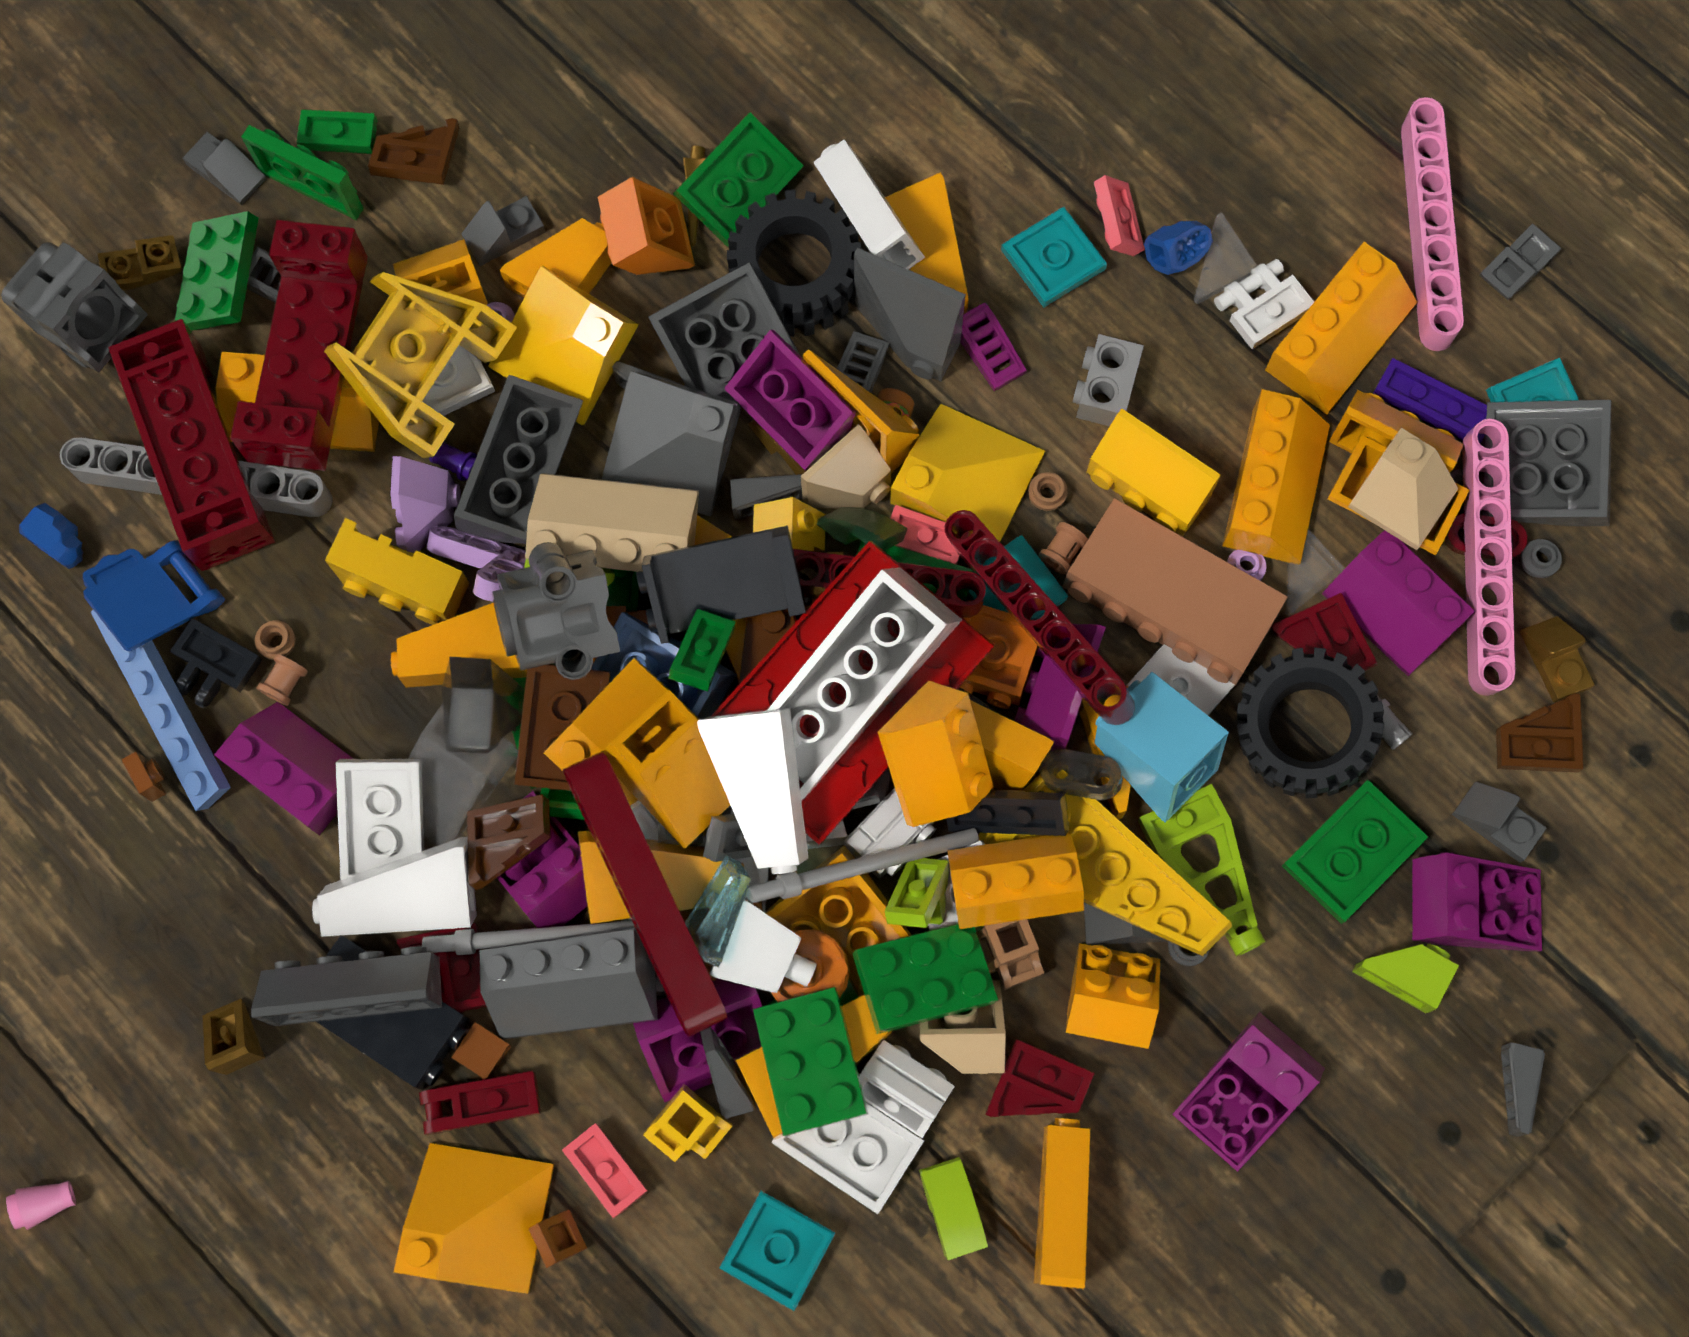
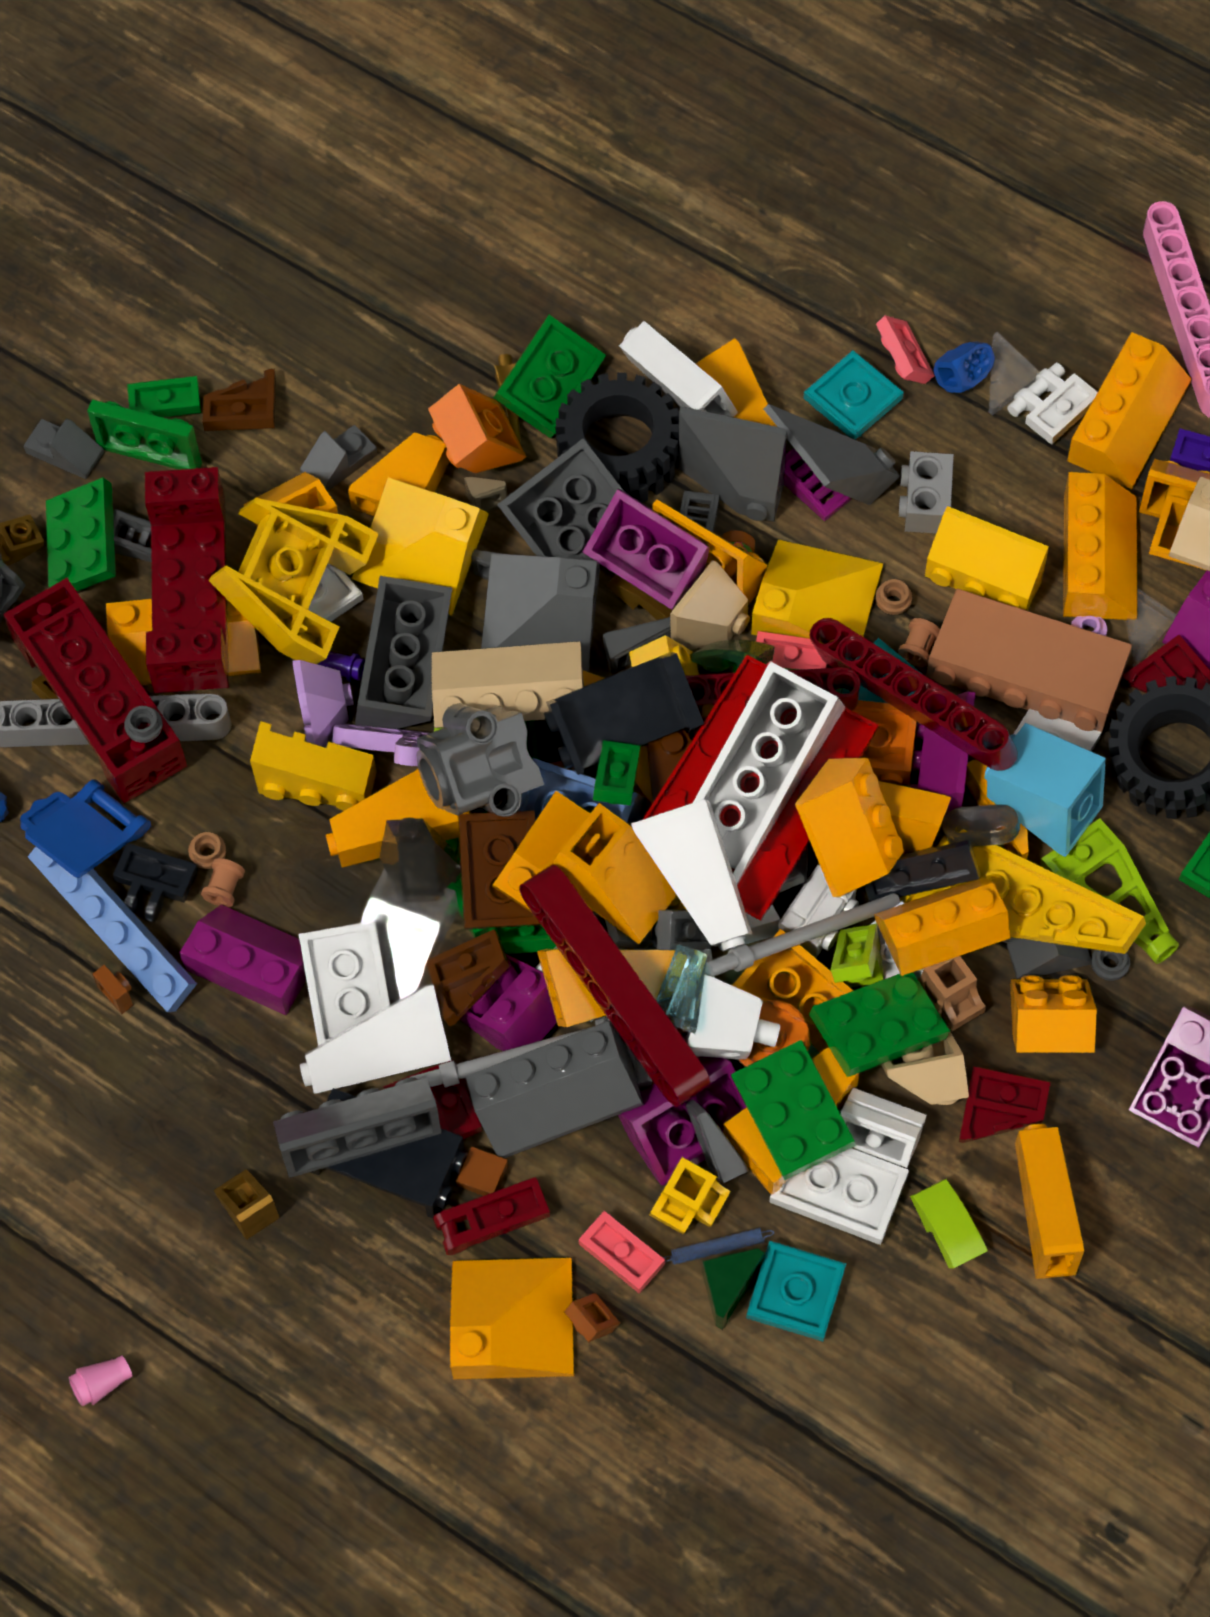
camera: 10 degrees left, 10 degrees down
(215, 491) = (141, 715): none -> dark grey plate
(643, 298) = (485, 492): none -> dark tan slope
(706, 1228) = (728, 1280): none -> dark green slope
(752, 1175) = (702, 1255): none -> medium blue piece
(1015, 327) = (838, 459): none -> dark grey slope

